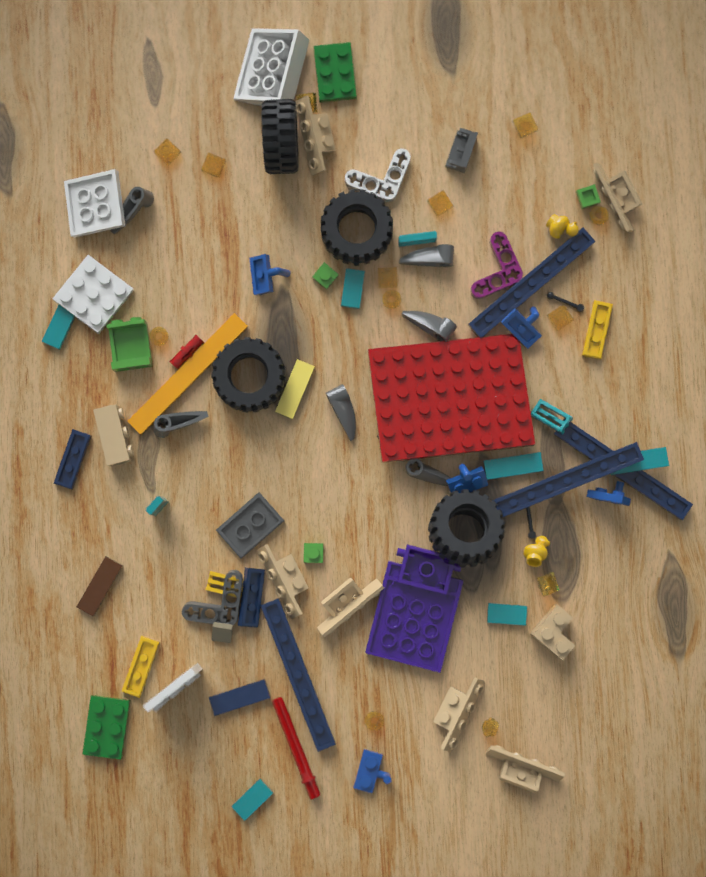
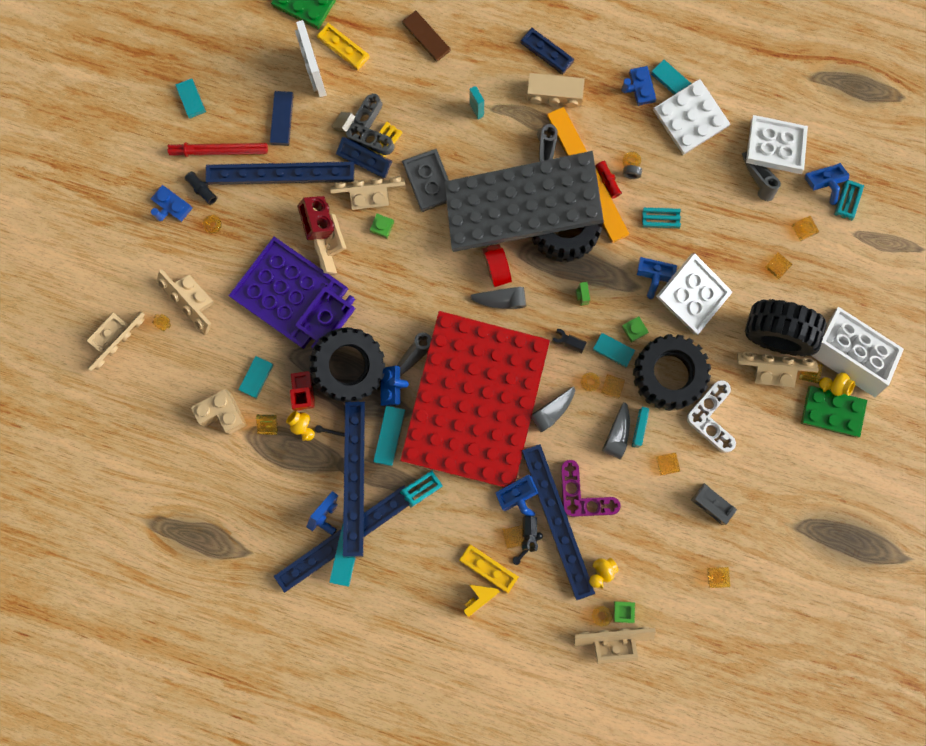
camera: 115 degrees right, 5 degrees down
(76, 354) = (641, 86): none -> blue plate
(110, 146) = (827, 177): none -> blue plate
(129, 344) = (633, 133): bright green panel -> none
(139, 120) = (844, 213): none -> teal tile
(171, 331) = (632, 172): none -> dark grey tile
(201, 273) = (677, 218): none -> teal tile
(246, 420) = (523, 201): none -> dark grey plate
(273, 231) = (694, 294): none -> white plate
(295, 389) = (538, 263): light yellow tile -> none
(310, 335) = (582, 294): none -> bright green plate
(311, 72) = (839, 386): none -> yellow animal
(312, 426) = (497, 265): none -> red brick
(337, 619) = (312, 218): none -> dark red brick
(342, 747) = (201, 188): none -> black pin
(360, 330) = (570, 341): none -> black bar
(506, 562) = (302, 392): none -> red brick
(553, 303) = (529, 533): none -> black bar
(623, 323) = (484, 594): none -> yellow slope

